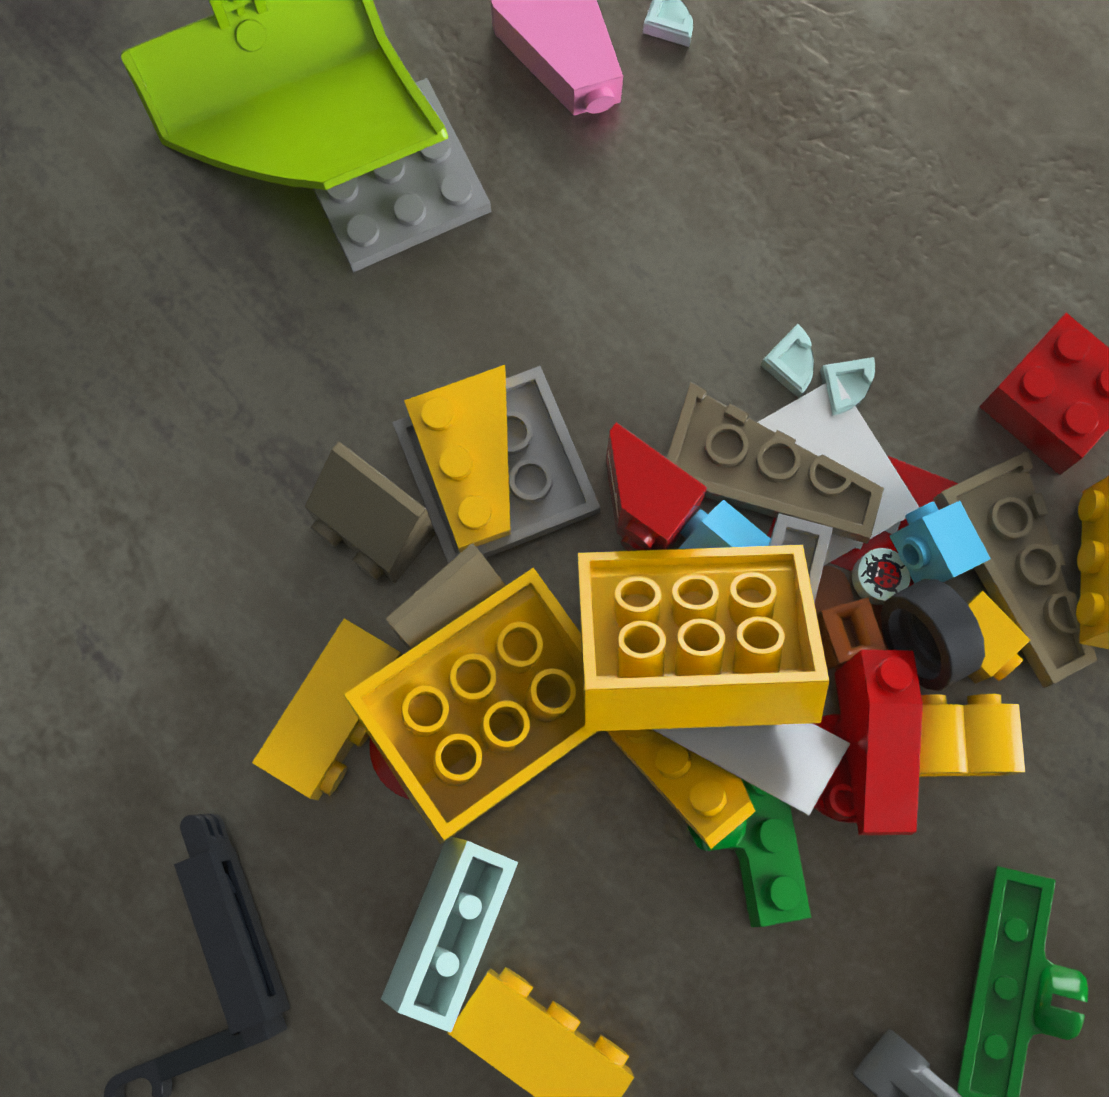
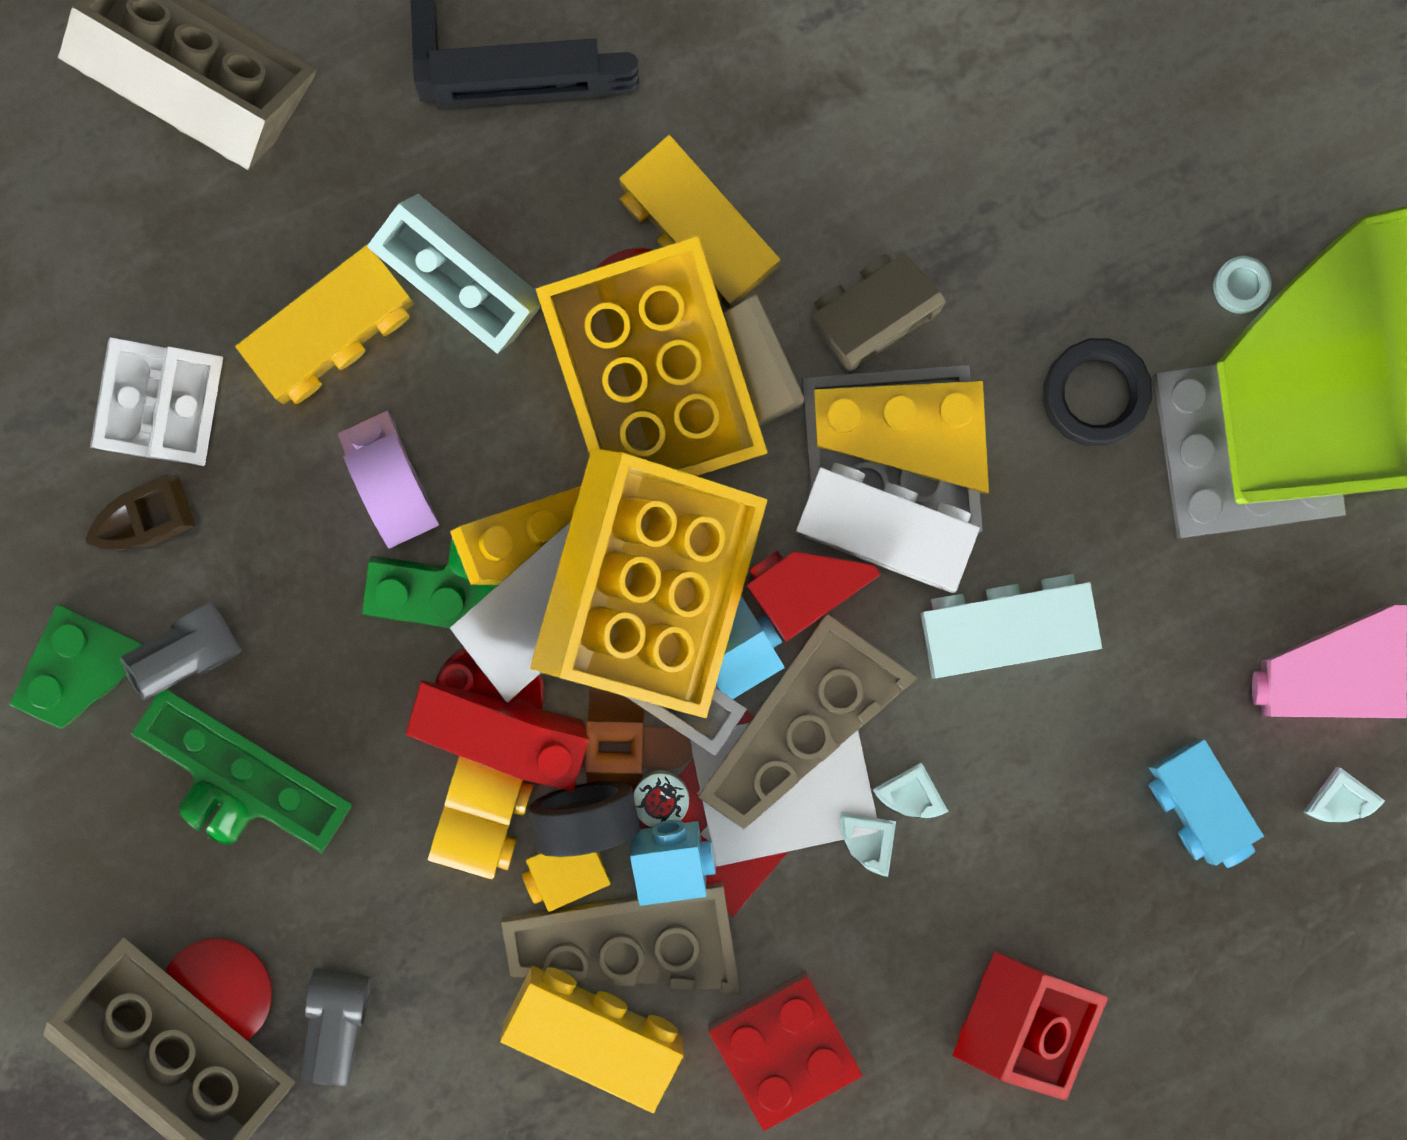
camera: 115 degrees right, 10 degrees up
(250, 220) = (1242, 284): none -> light aqua tile
(371, 273) = (1097, 349): none -> black tyre
(566, 441) = (888, 527): none -> white brick
(619, 317) = (1010, 627): none -> light aqua brick
(674, 936) = (387, 480): none -> lavender brick
(713, 114) = (1206, 803): none -> medium azure brick
(959, 202) = (1029, 1026): none -> red slope

